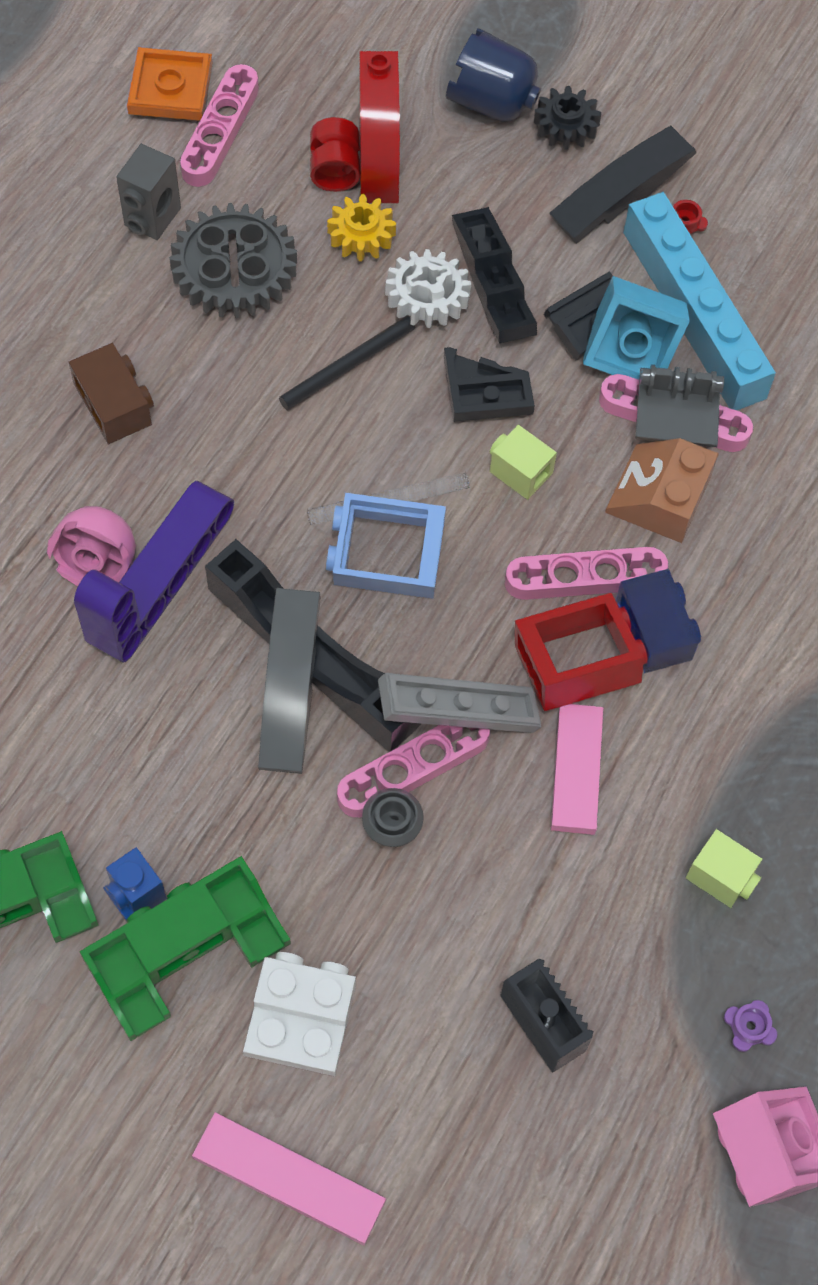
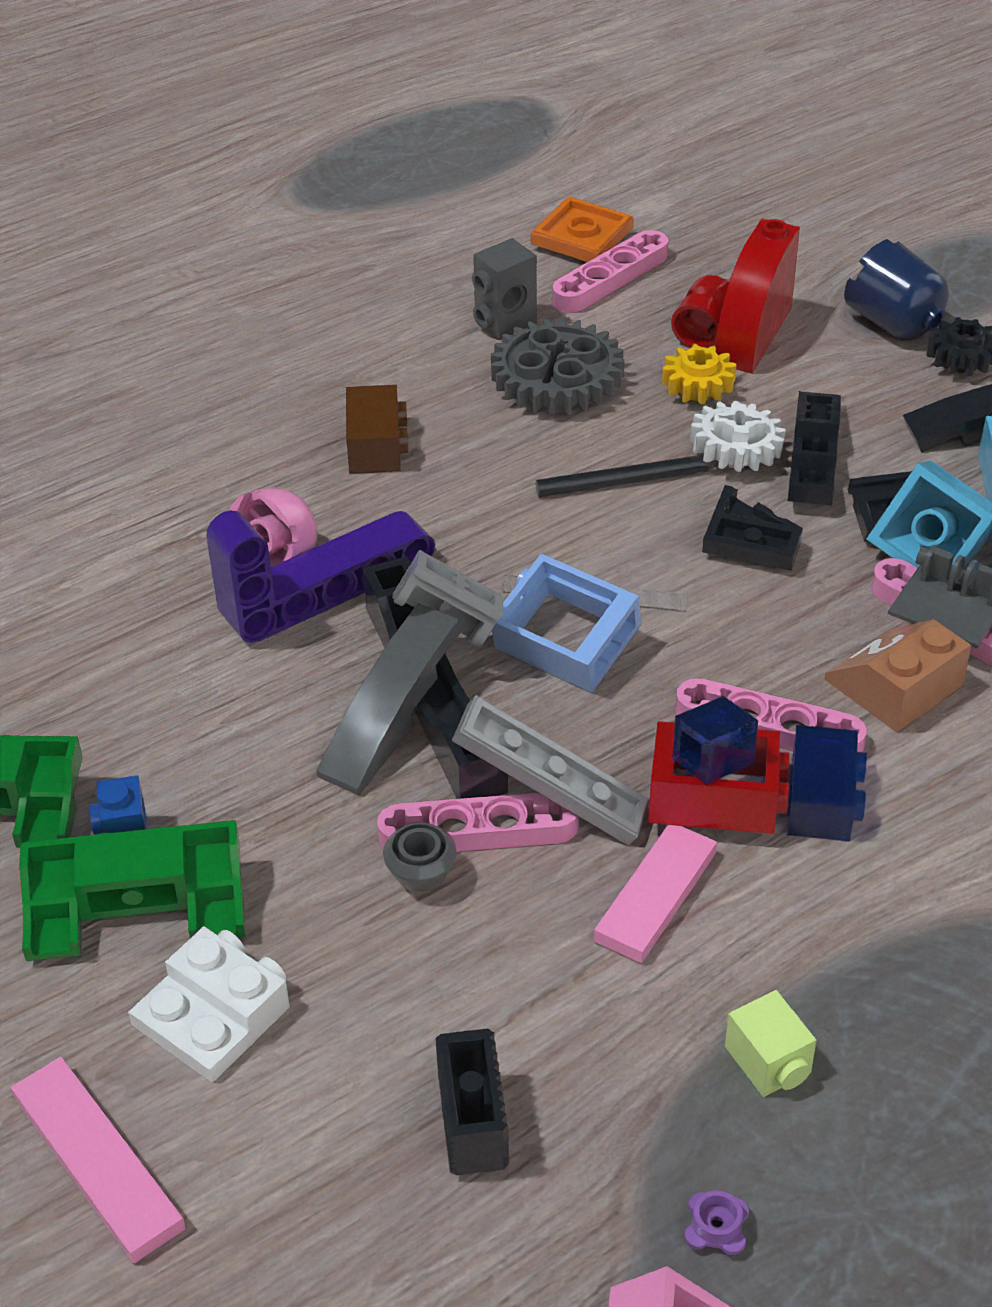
camera: 30 degrees right, 20 degrees down
(301, 570) = (452, 593): none -> light grey hinge
(522, 461) = (753, 601): yellowish green brick -> none
(580, 633) = (714, 739): none -> clear blue brick

